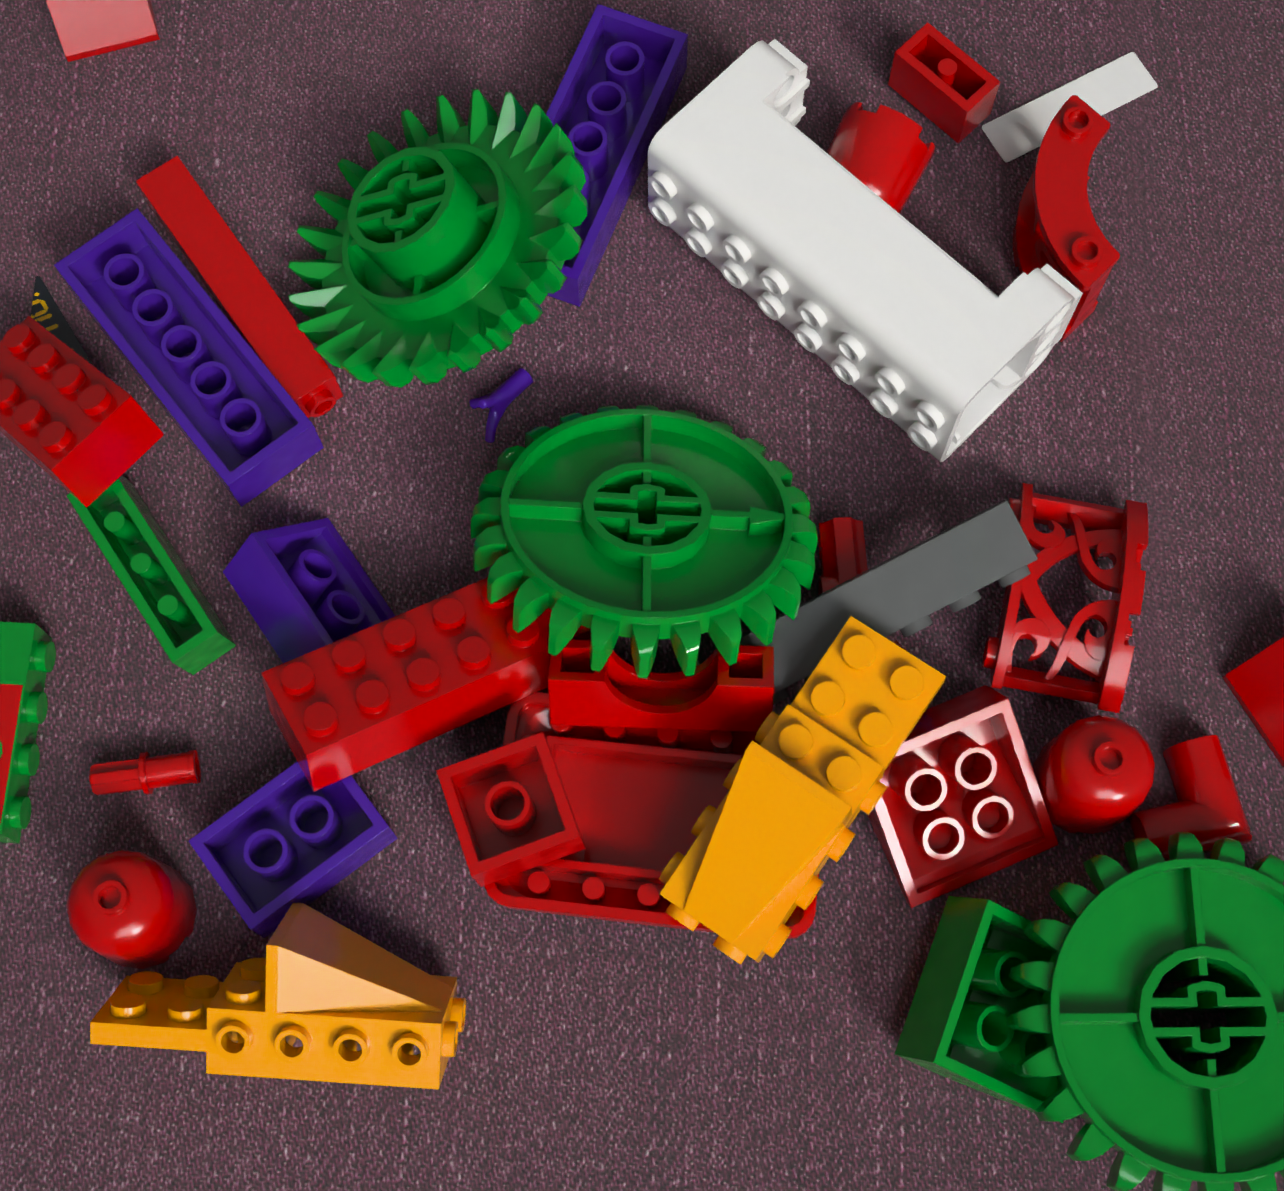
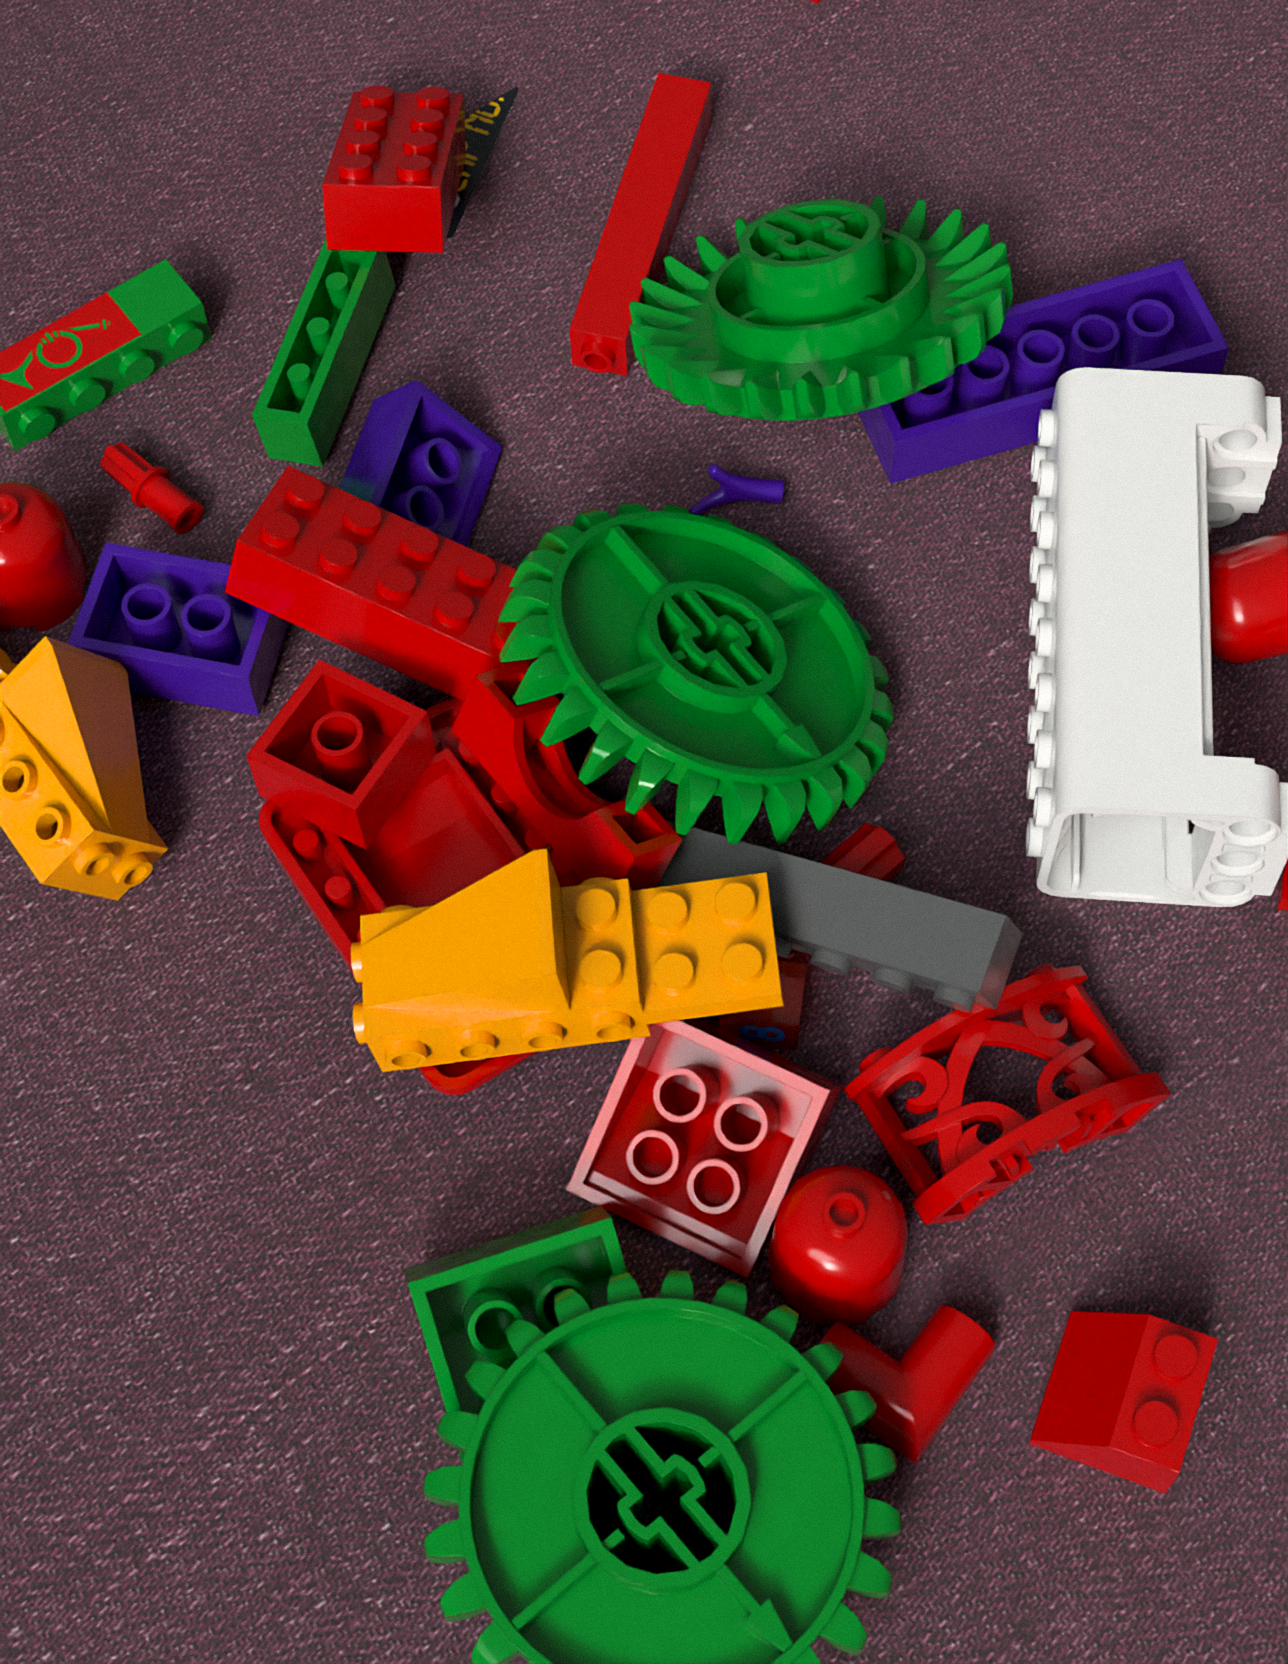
camera: 50 degrees right, 10 degrees down
(190, 357) = (538, 232): dark purple brick -> none

